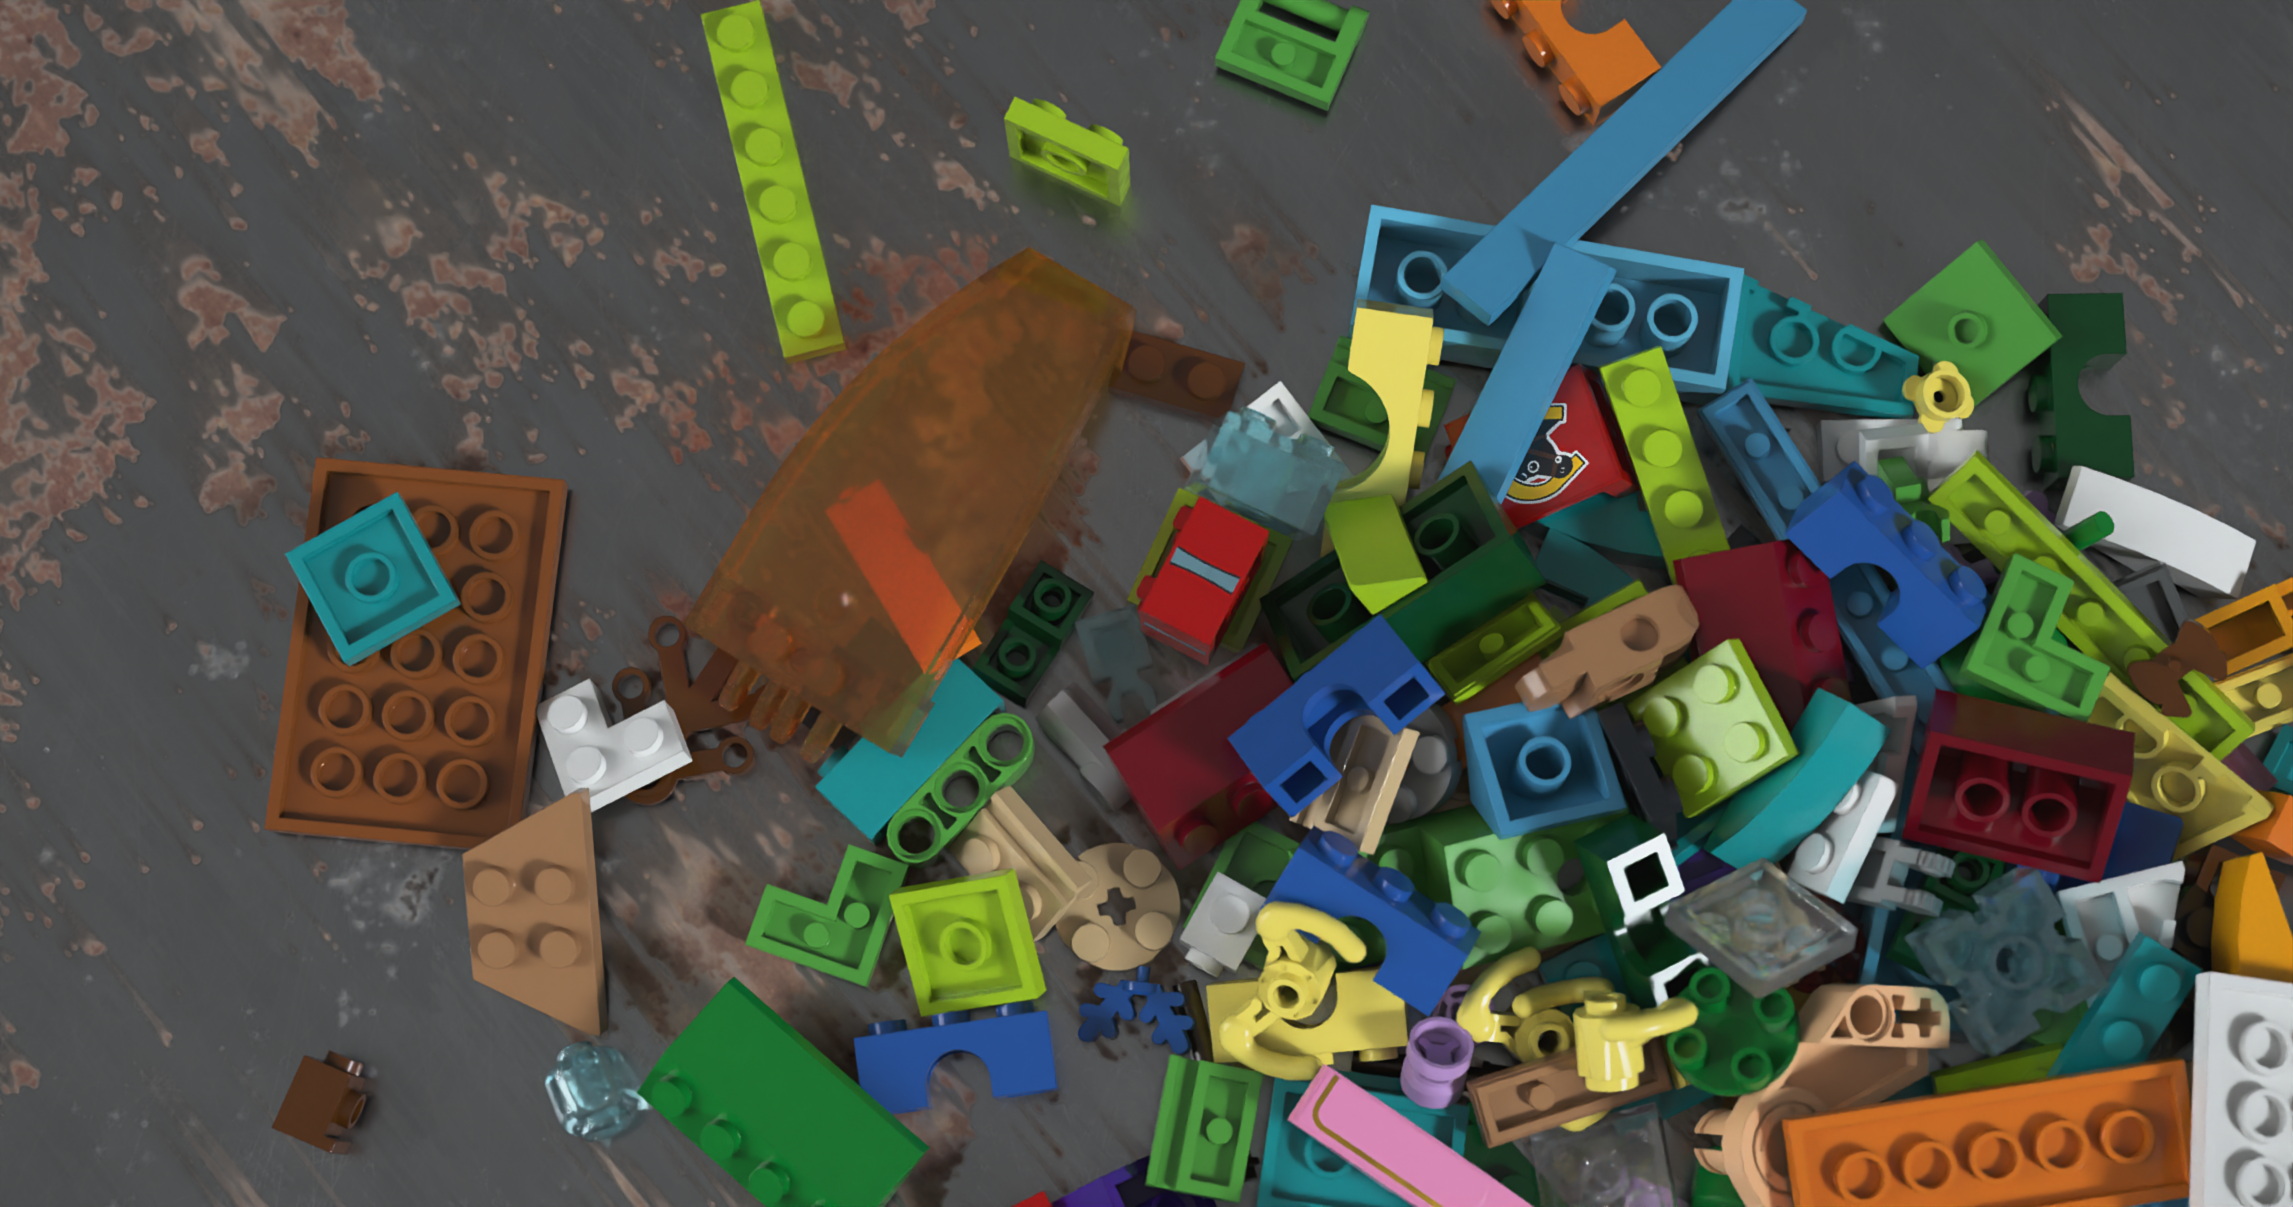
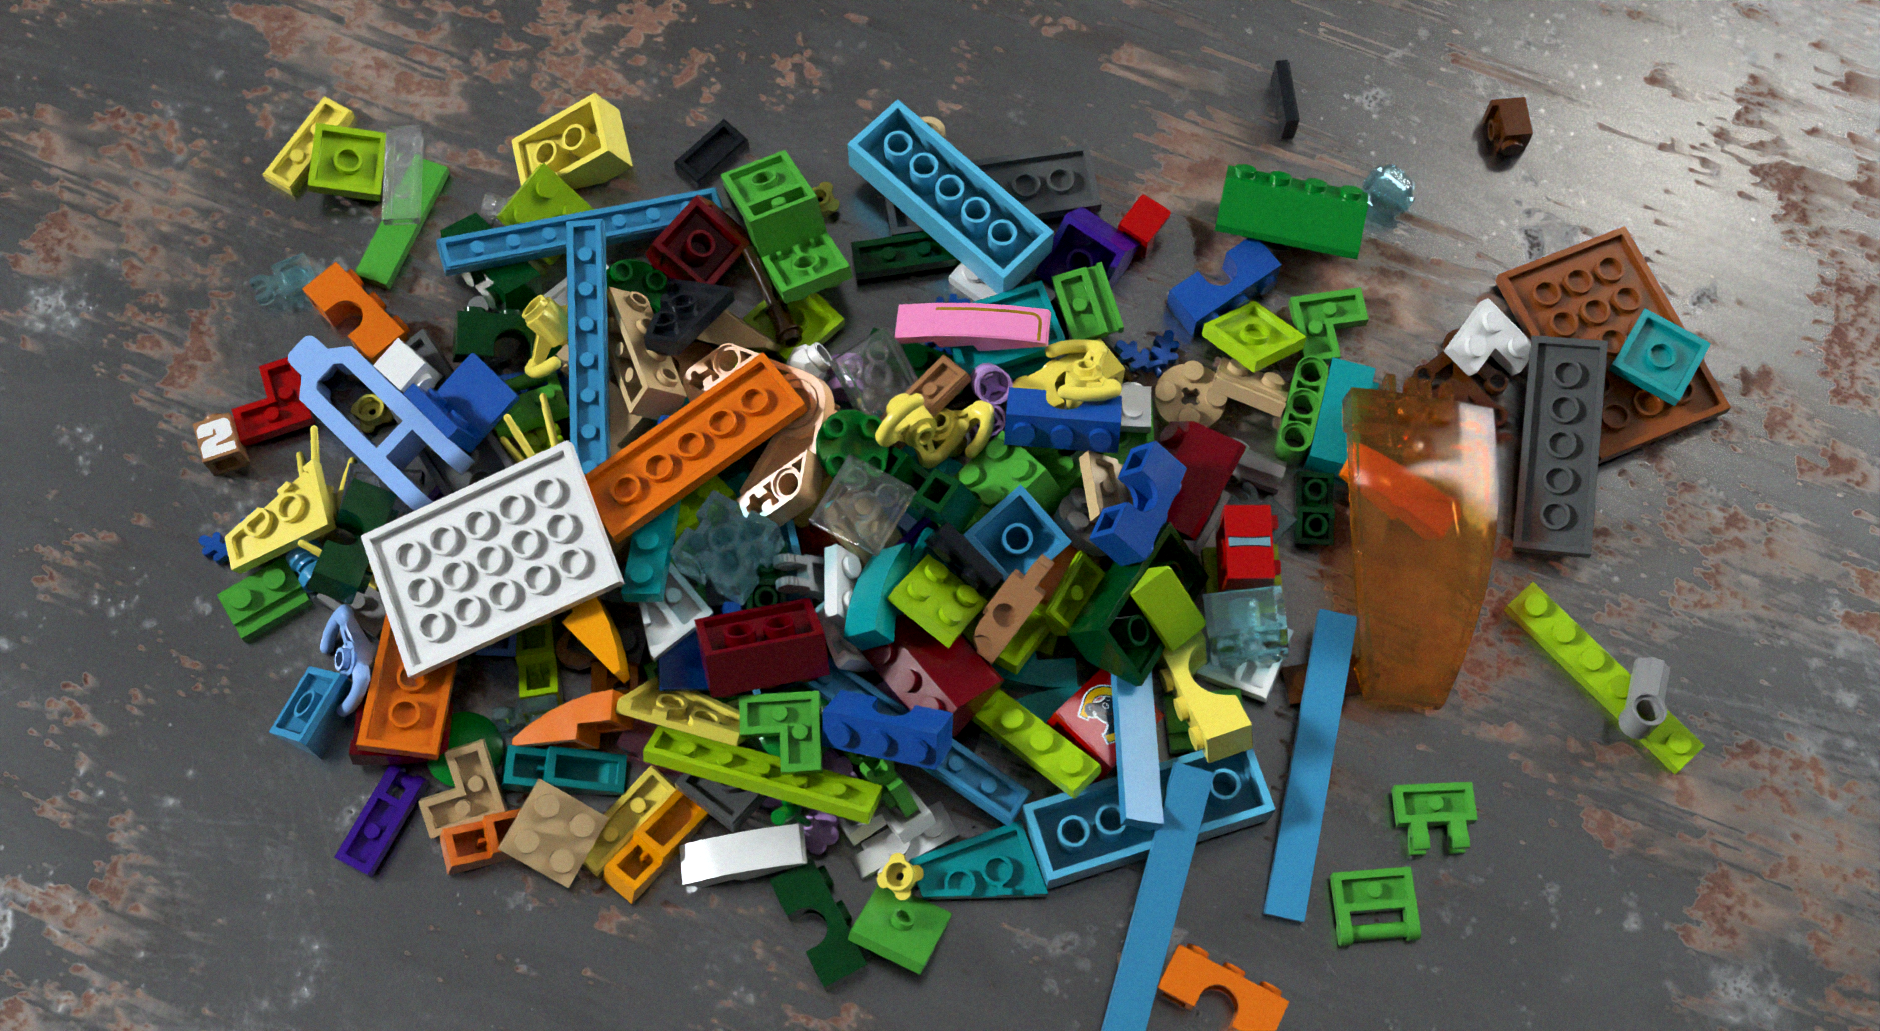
camera: 150 degrees right, 10 degrees down
(539, 914) = (1466, 250): medium nougat wing -> none
(612, 527) = (1560, 446): none -> dark grey plate
(744, 106) = (1647, 696): none -> light grey piece
(1077, 155) = (1462, 760): lime plate -> none
(1150, 129) = (1435, 805): none -> bright green plate
(1266, 264) = (1310, 766): none -> dark azure tile
(2159, 677) = (697, 772): reddish brown piece -> none

